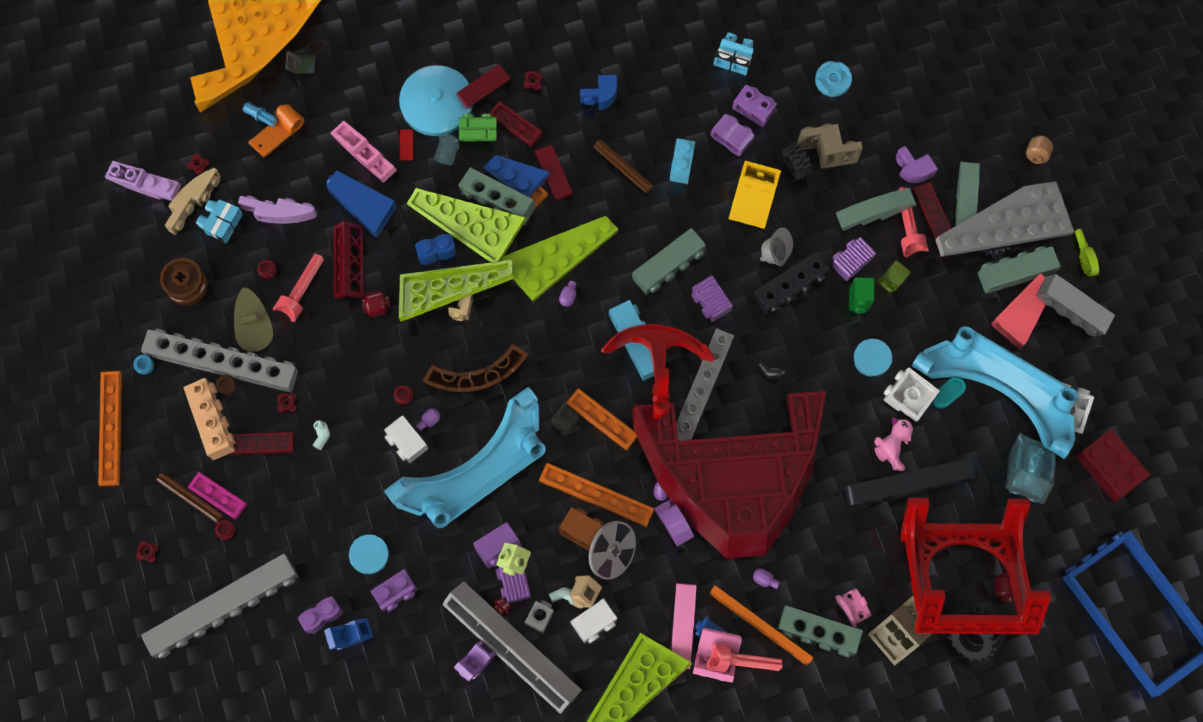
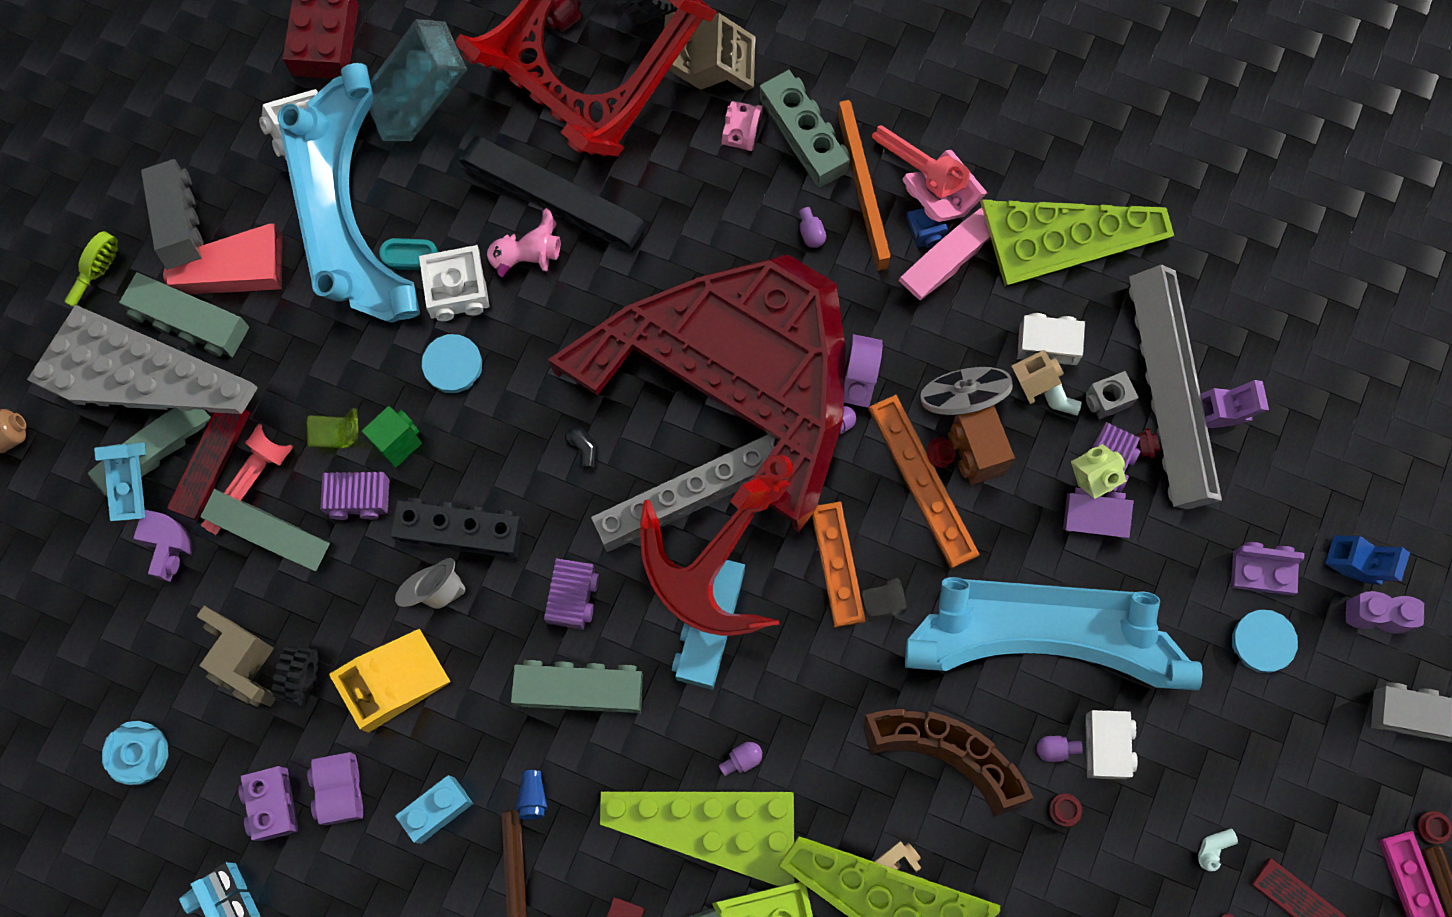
camera: 135 degrees left, 0 degrees up
(600, 512) = (940, 452): none -> dark red plate
(646, 201) = (531, 797): none -> blue cone
(965, 174) = (123, 480): none -> medium azure bracket

